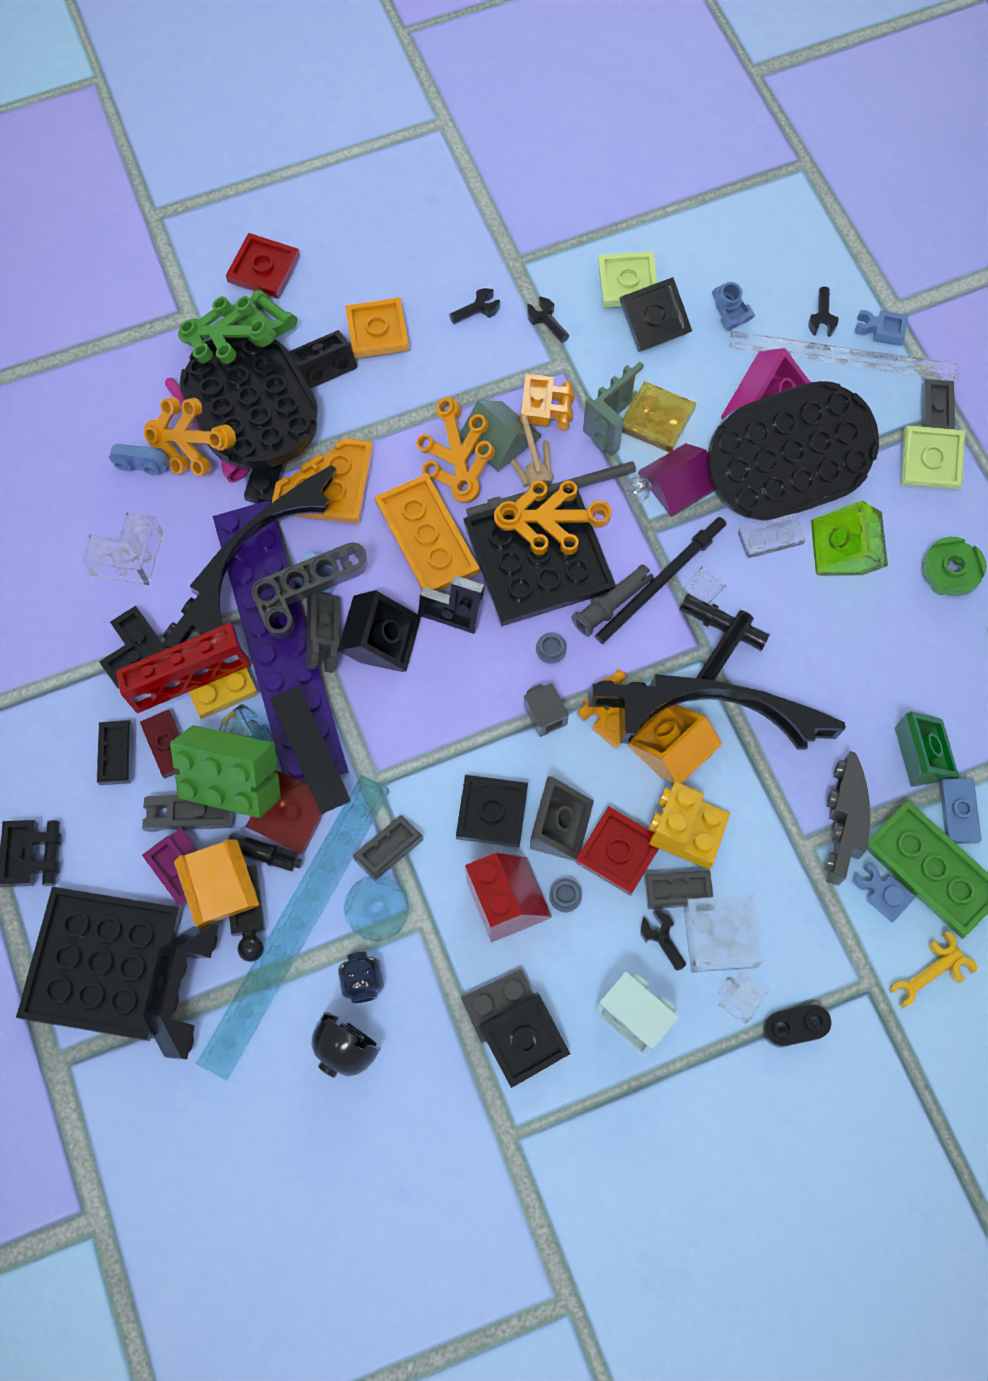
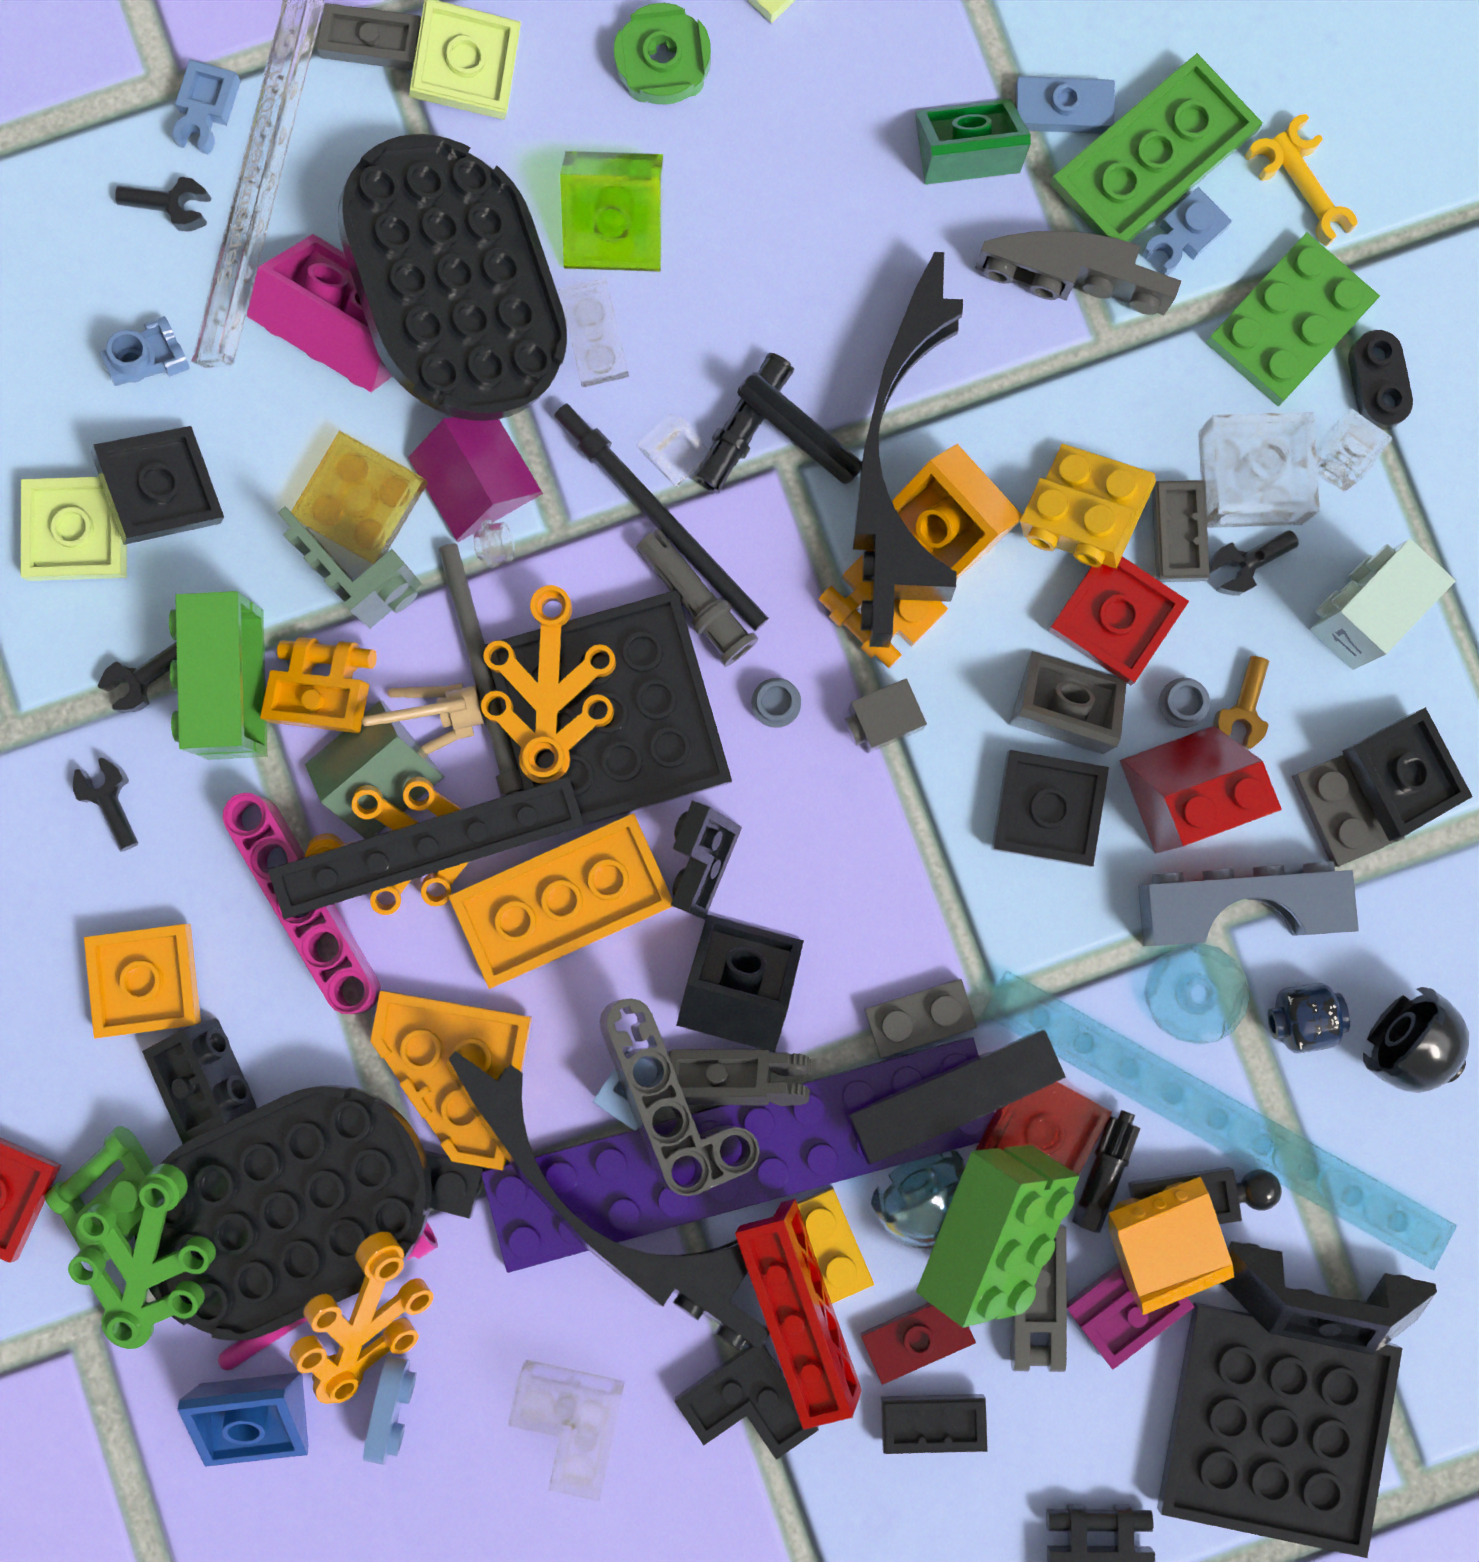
camera: 90 degrees left, 15 degrees up
(137, 391) = (247, 1419): none -> blue slope
(359, 739) = (920, 1018): none -> dark grey plate
(388, 848) = (1106, 973): dark grey plate -> none
(416, 412) = (304, 931): none -> dark pink beam
(435, 977) = (1308, 902): none -> sand blue arch
(454, 455) = (425, 847): none -> black plate
(547, 348) = (218, 675): none -> bright green piece
(565, 937) = (1246, 705): none -> pearl gold bar
(833, 965) = (1292, 319): none -> bright green plate

